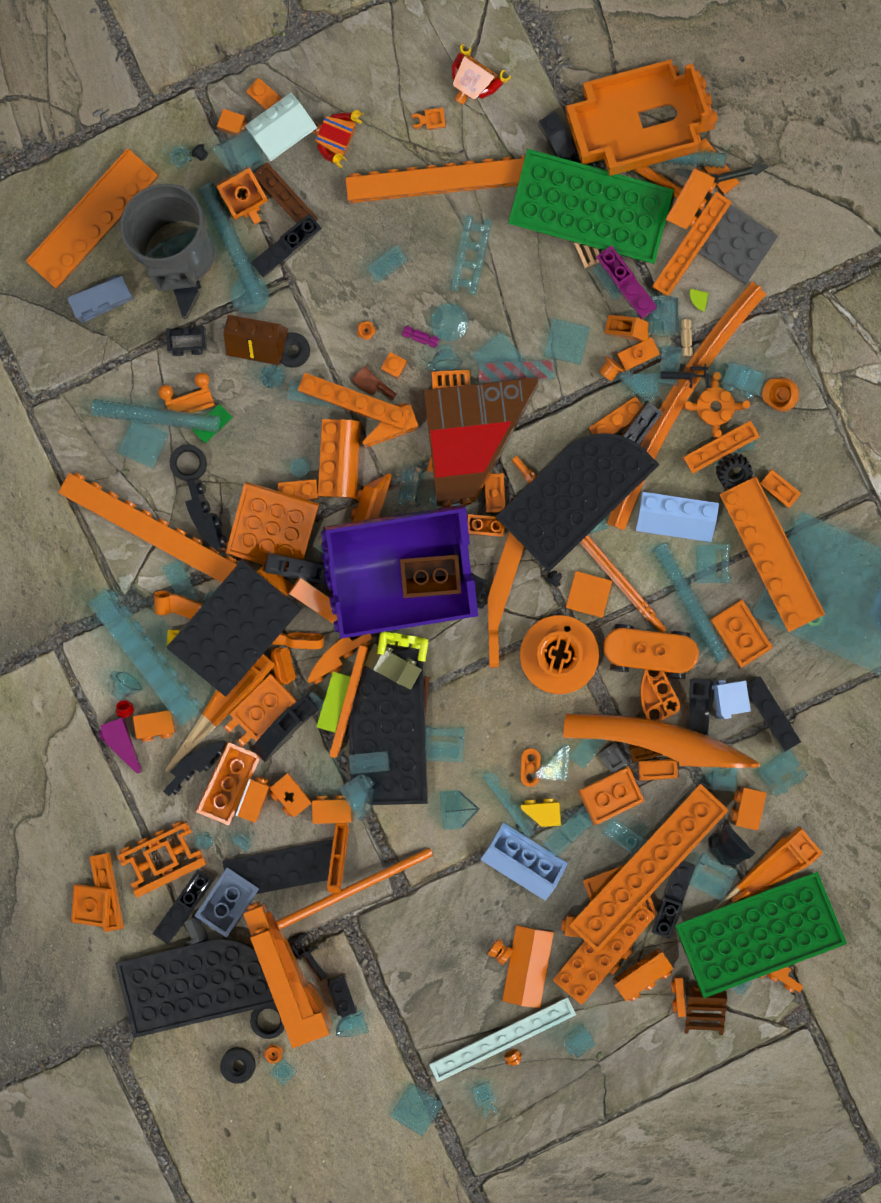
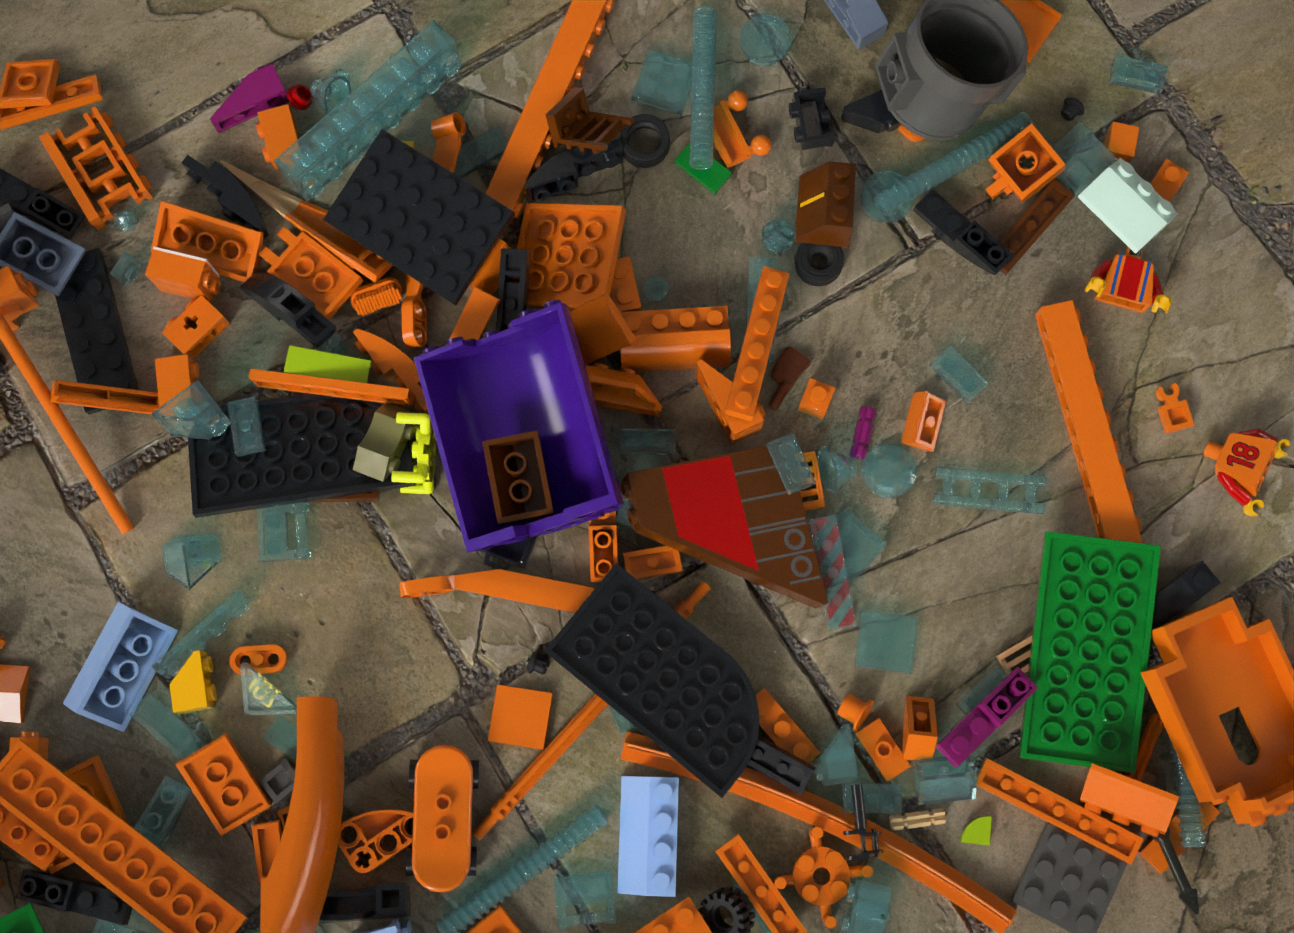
camera: 85 degrees right, 10 degrees down
(119, 365) = (765, 39): none -> clear light blue tile
(169, 510) = (575, 125): none -> reddish brown plate
(179, 100) = (1138, 74): none -> clear light blue plate
(183, 161) = (1061, 83): clear light blue gear -> none
(330, 510) = (600, 328): none -> orange tile
(366, 325) = (863, 350): orange plate -> none
(416, 293) = (923, 421): none -> orange slope
(440, 389) = (791, 463): none -> clear light blue plate
(544, 674) = (435, 716): orange wheel -> none

